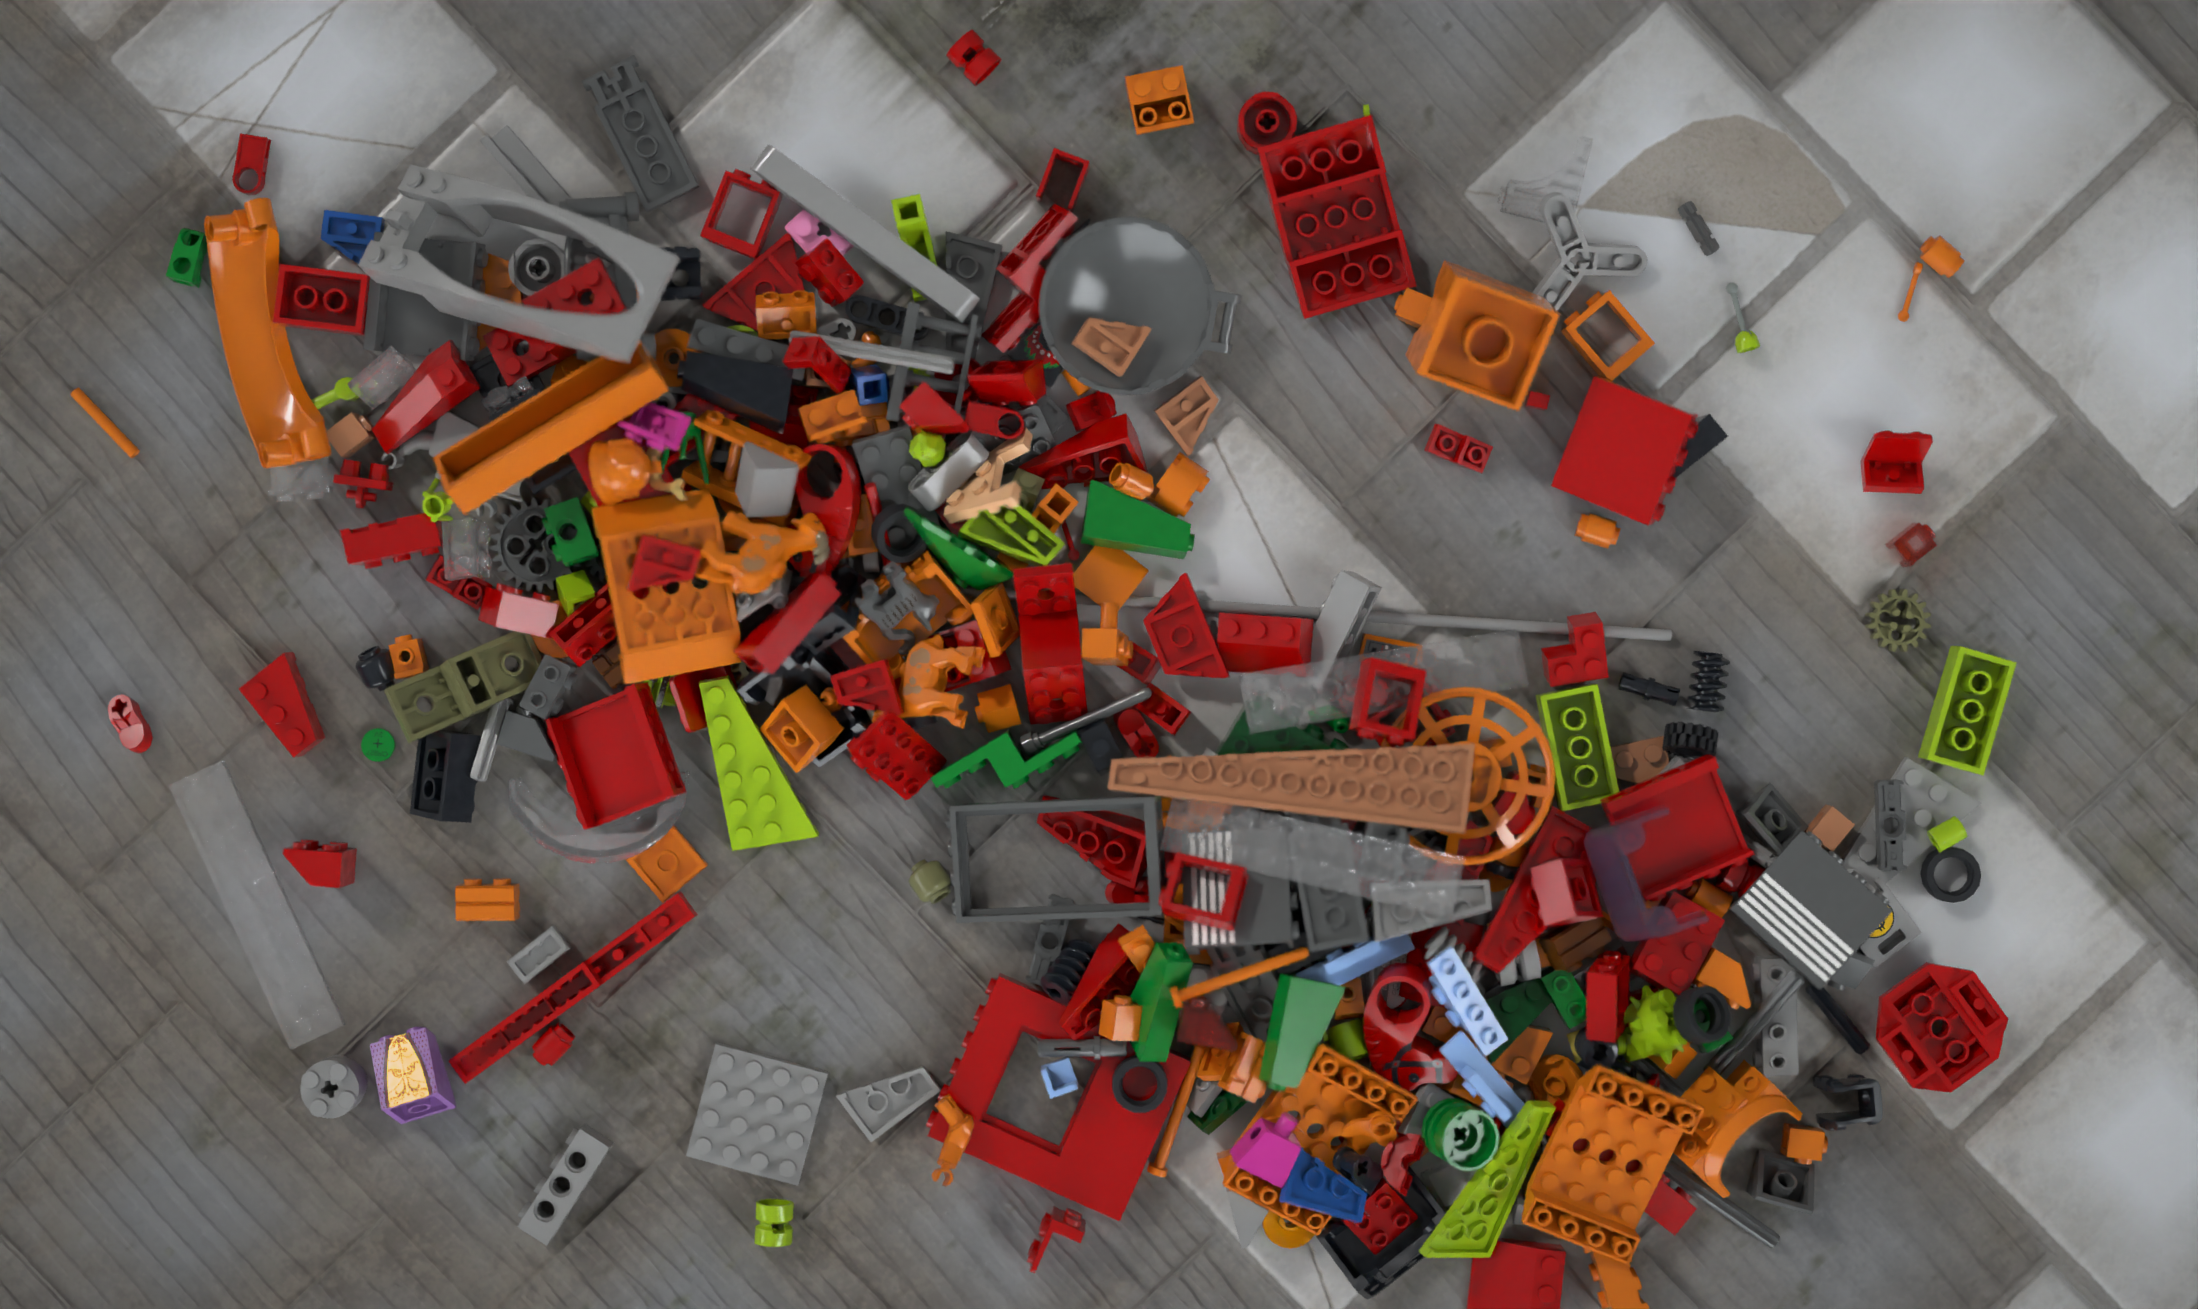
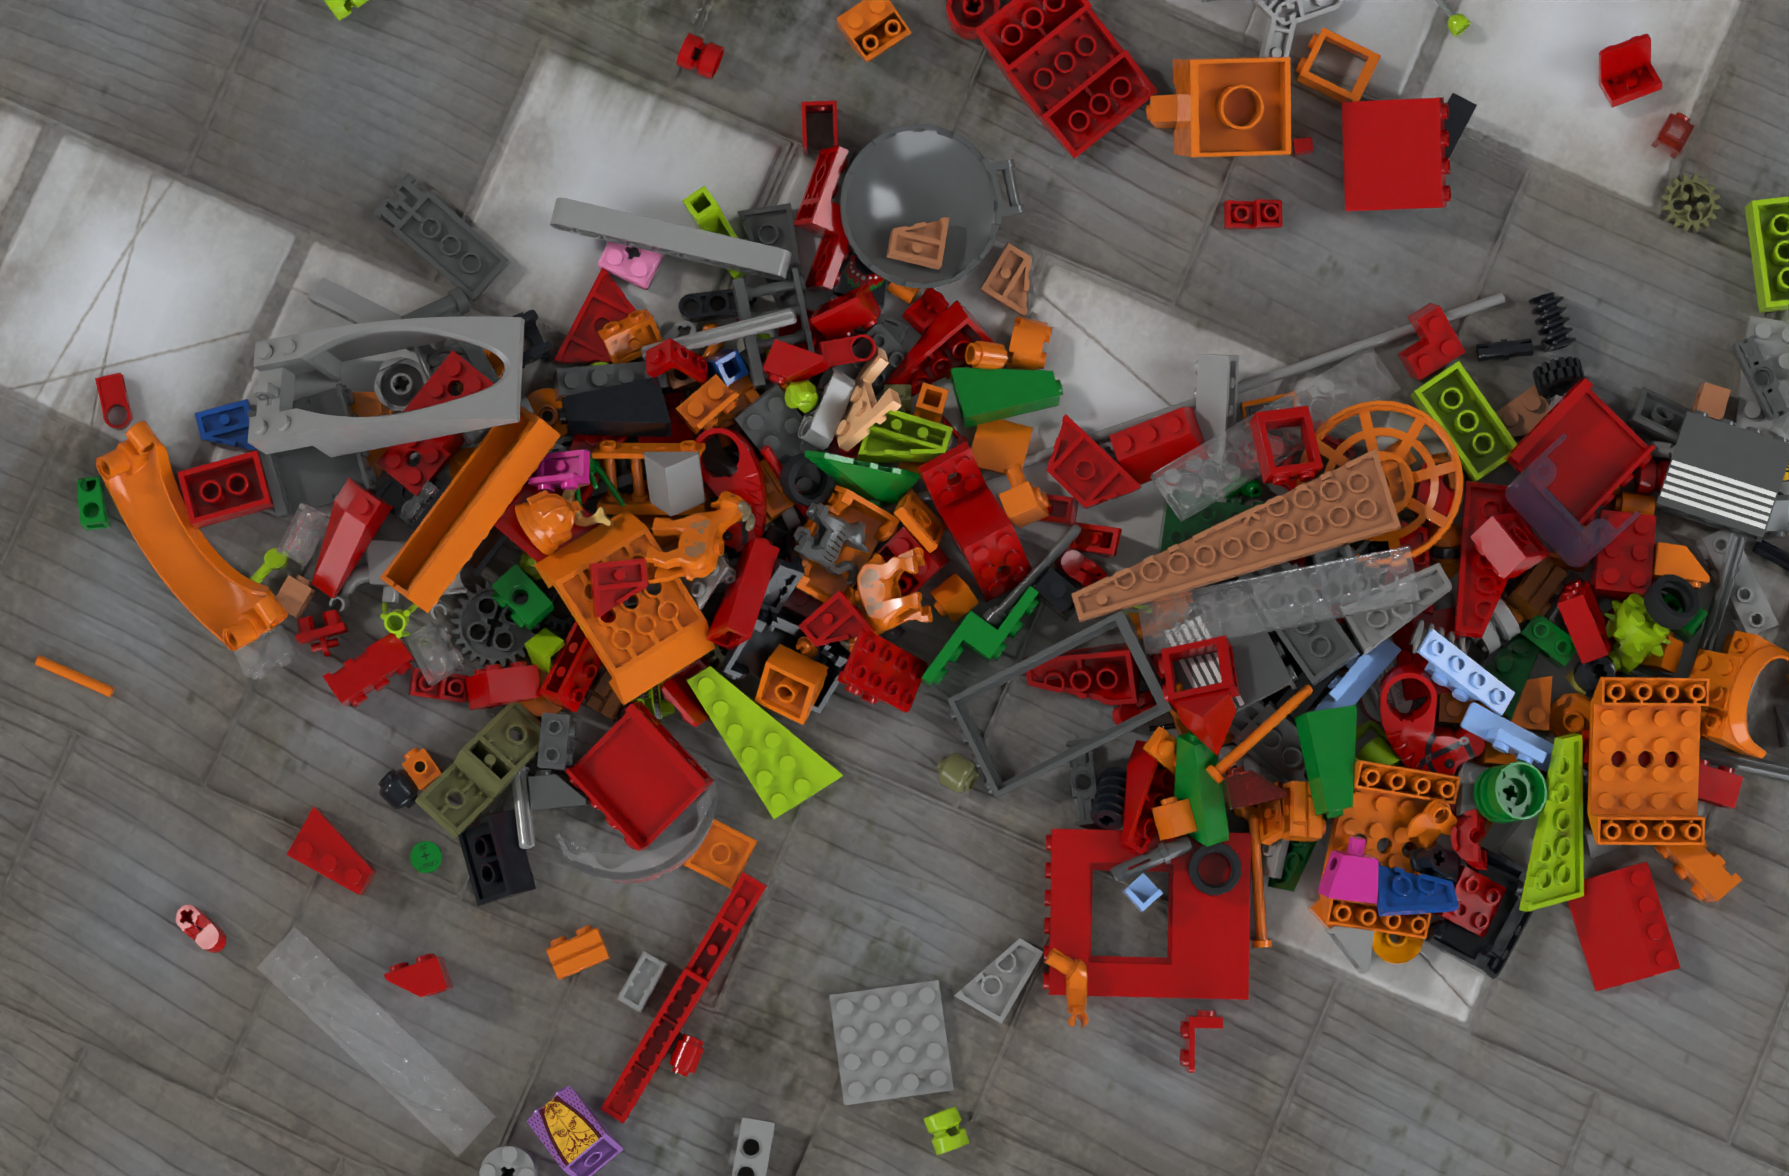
camera: 25 degrees left, 5 degrees down
(727, 241) = (556, 296): red window -> none
(829, 273) = (653, 287): red bracket -> none
(1193, 940) = (1208, 716): none -> red slope
(1352, 1001) = (1368, 723): orange brick -> none
(1597, 530) = (1401, 233): orange brick -> none

